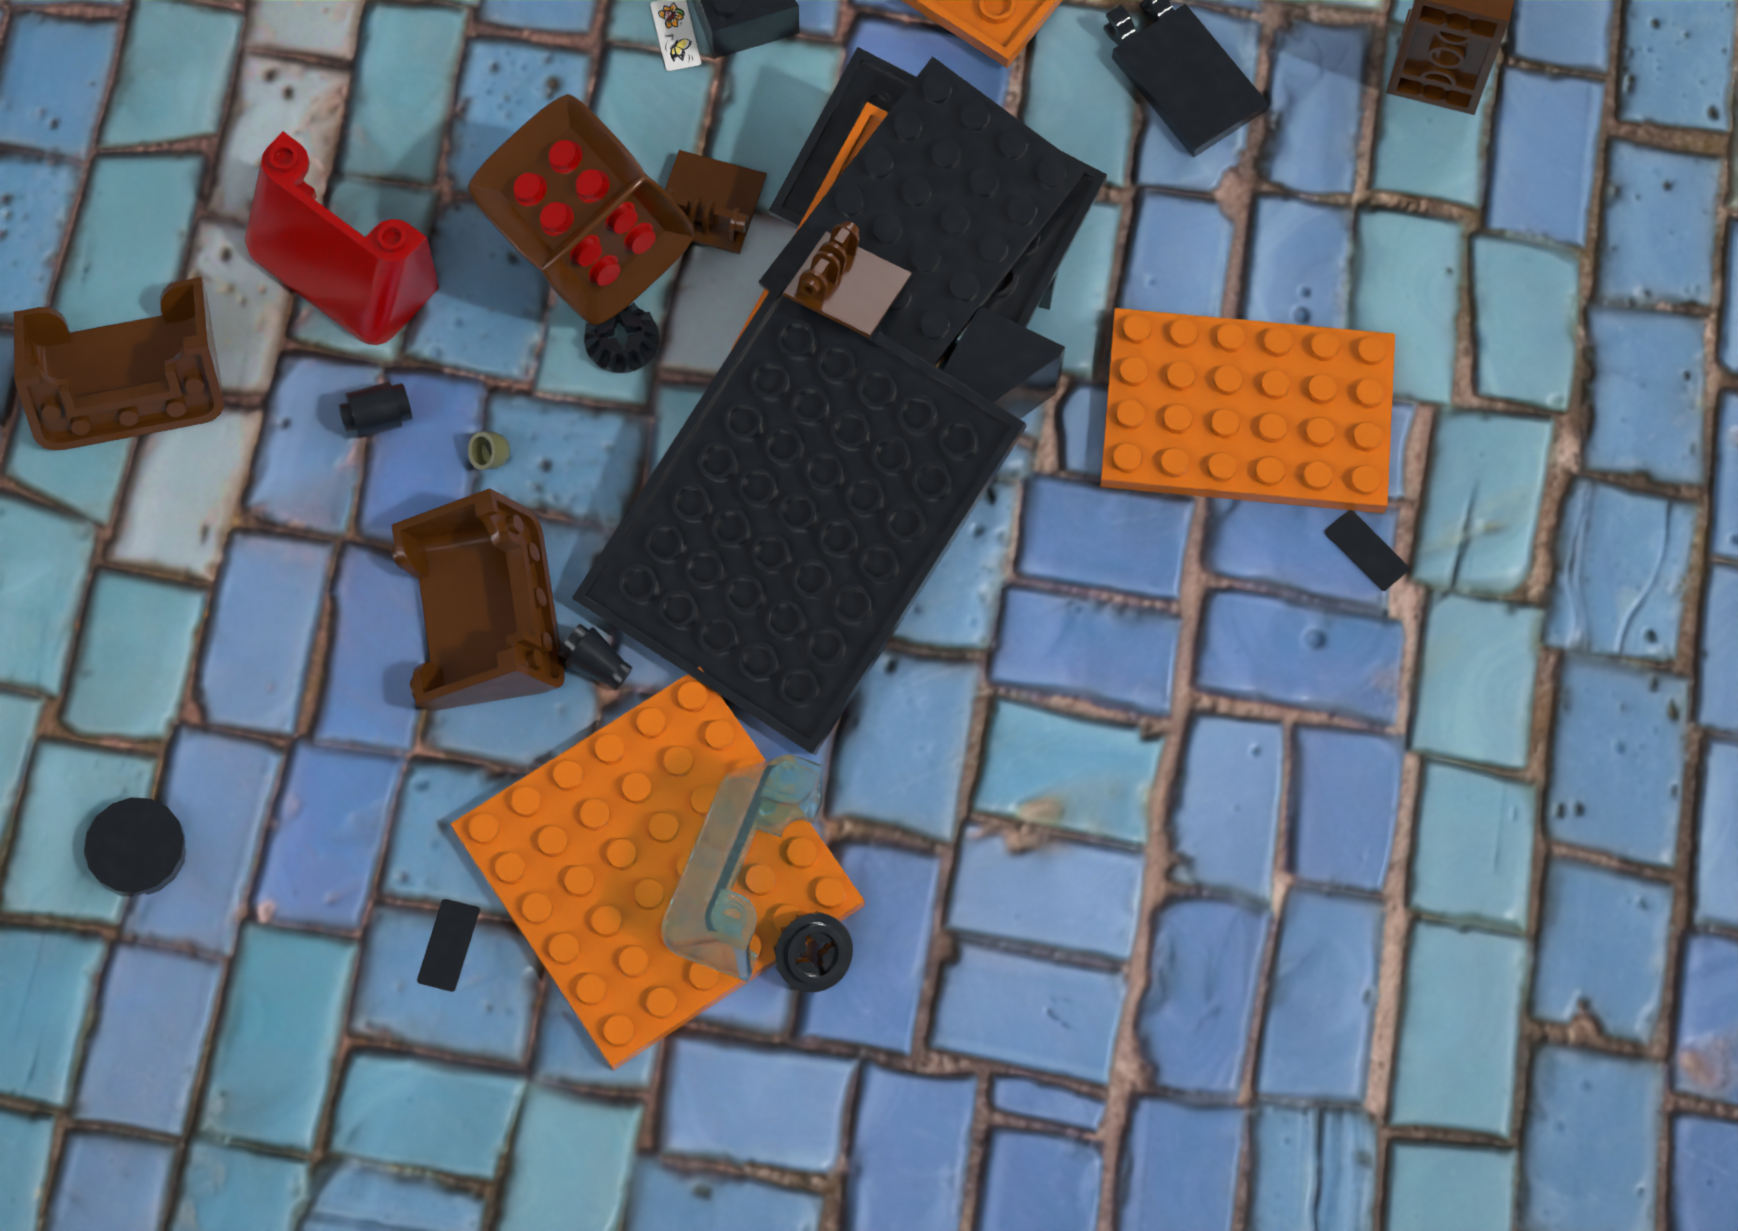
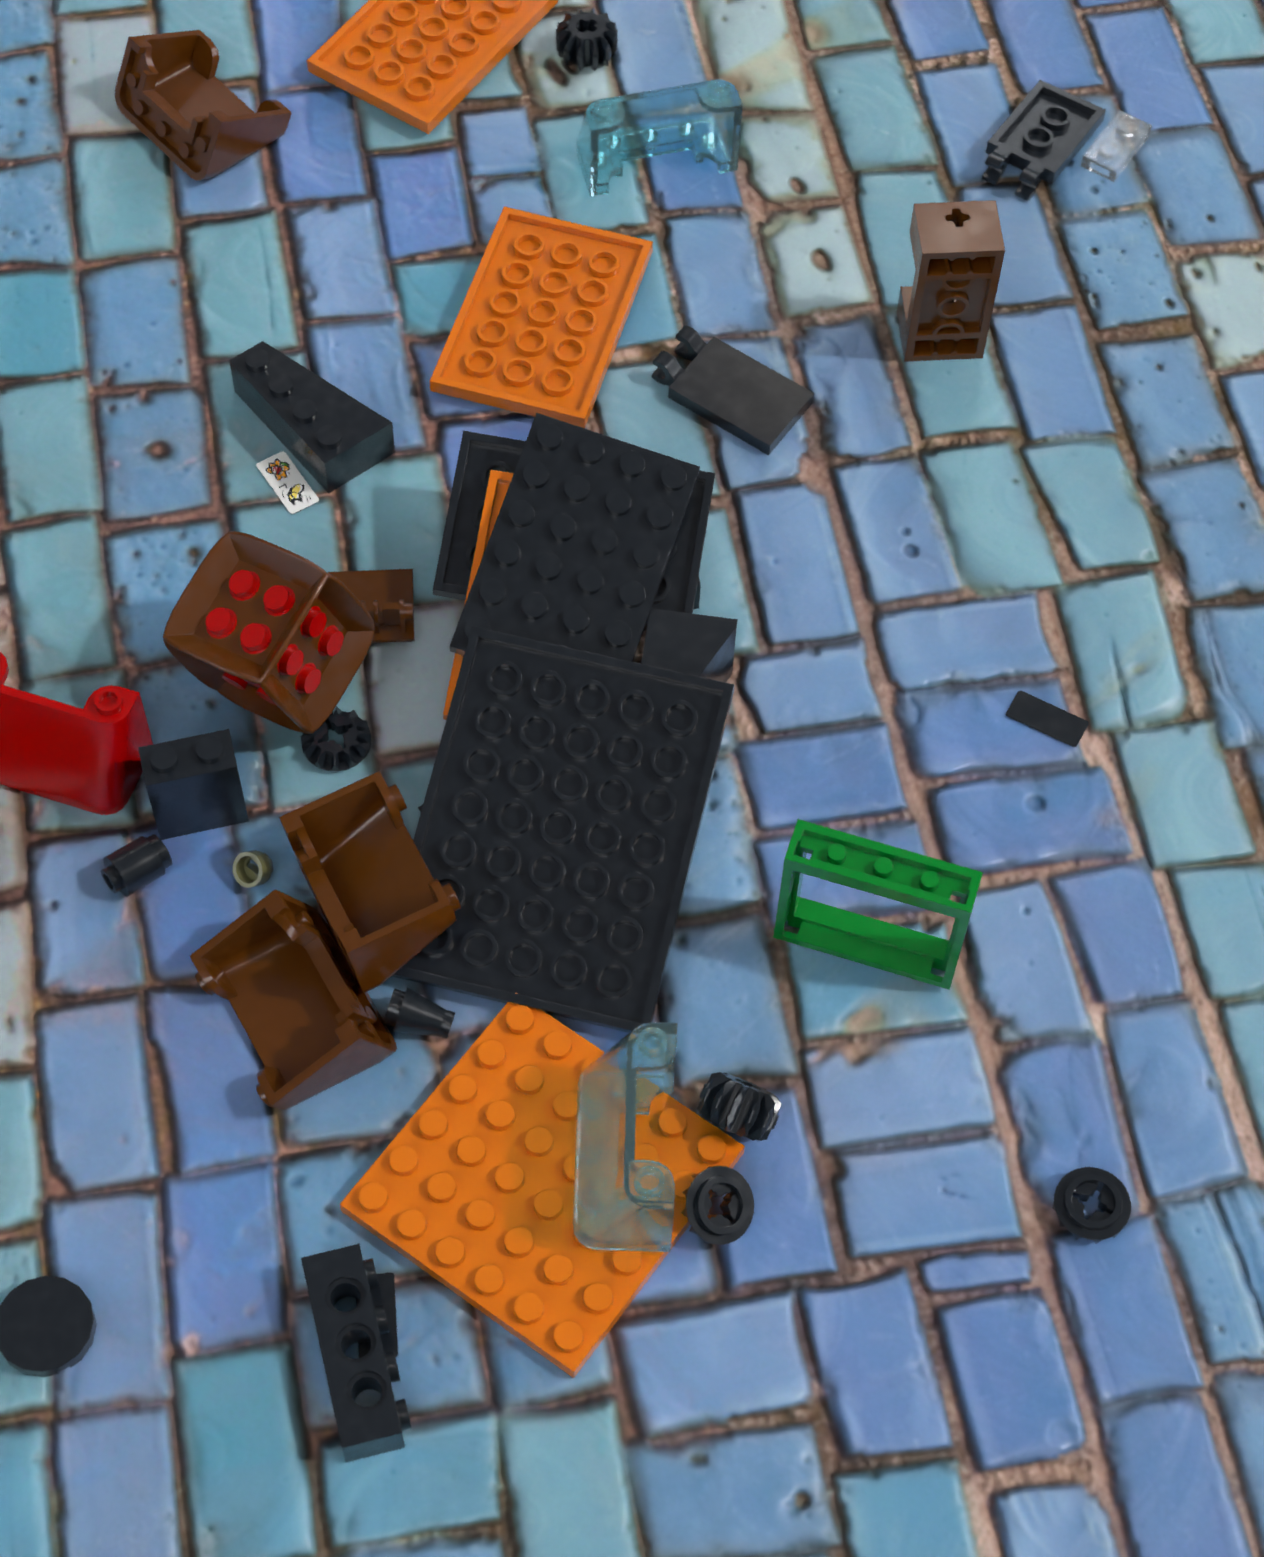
camera: 20 degrees left, 10 degrees down
(409, 896) = (360, 1429): none -> black brick
(457, 345) = (193, 784): none -> black slope
(590, 504) = (369, 877): none -> reddish brown windscreen
(847, 281) = (532, 615): hinge -> none
(871, 860) = (739, 1106): none -> black gear
(1080, 701) = (882, 872): none -> green window
(1188, 1055) = (1112, 1199): none -> black gear
(1249, 410) = (900, 637): orange plate -> none

